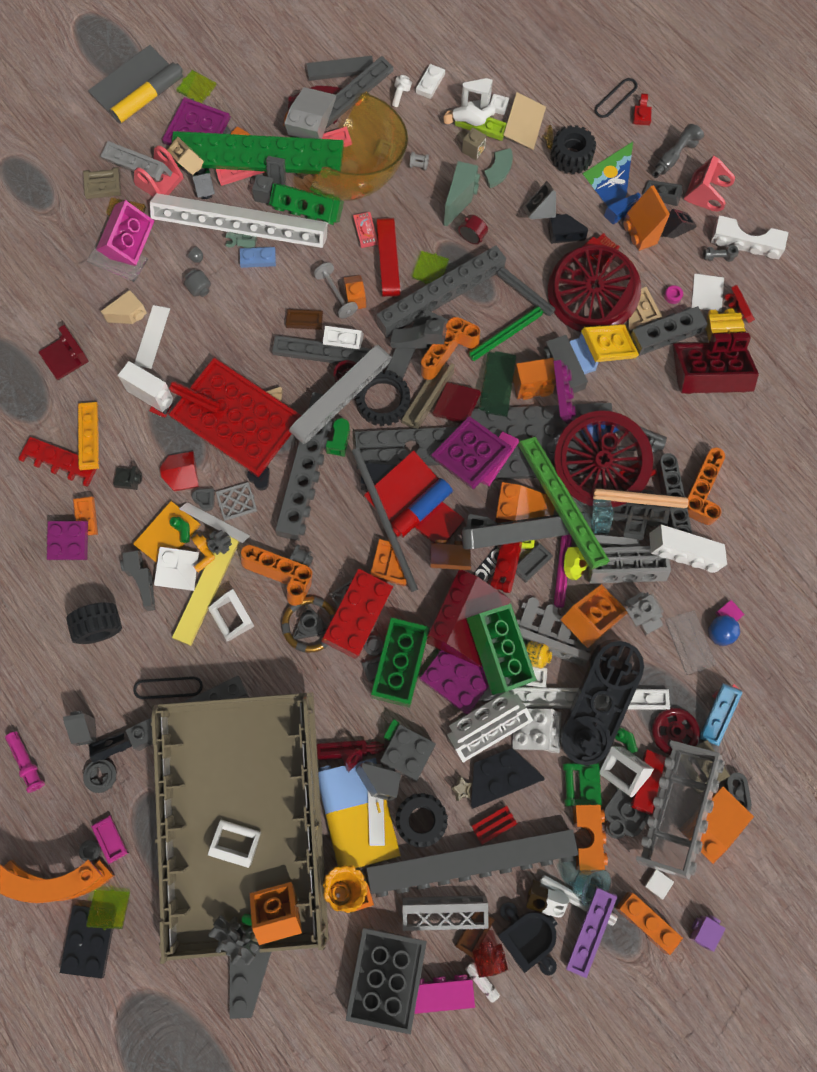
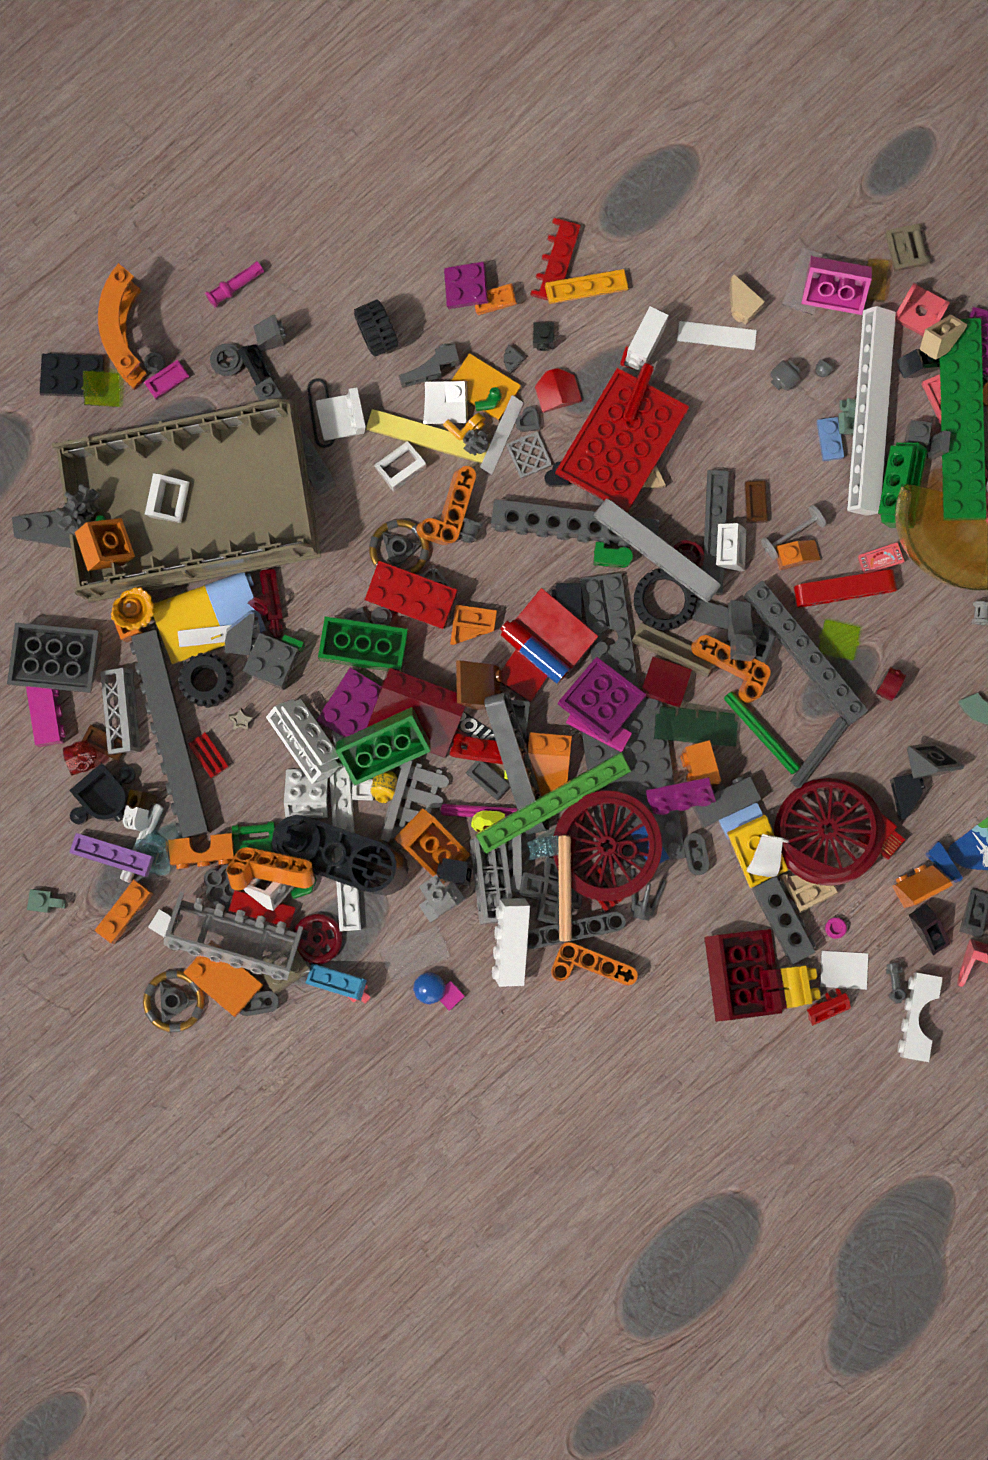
camera: 90 degrees right, 10 degrees up
(63, 355) = (680, 243): dark red bracket -> none
(131, 160) = (933, 280): light grey fence -> none
(144, 507) = (512, 359): none -> dark grey tile
(174, 665) = (341, 416): none -> white bracket
(384, 519) = (516, 612): dark grey piece -> none
(462, 190) = (940, 665): sand green slope -> none
(483, 983) = (57, 754): white axle -> none
(501, 776) = (257, 759): black wing -> none
(607, 392) = (696, 854): none -> dark grey plate
(615, 332) = (767, 856): none -> white piece
(621, 593) = (455, 871): none -> black slope
(626, 735) = (270, 867): none -> orange beam
(633, 1012) = (42, 901): none -> sand green plate
(707, 932) = (120, 971): medium lavender brick -> none
(735, 880) = (172, 1001): none -> dark grey piece

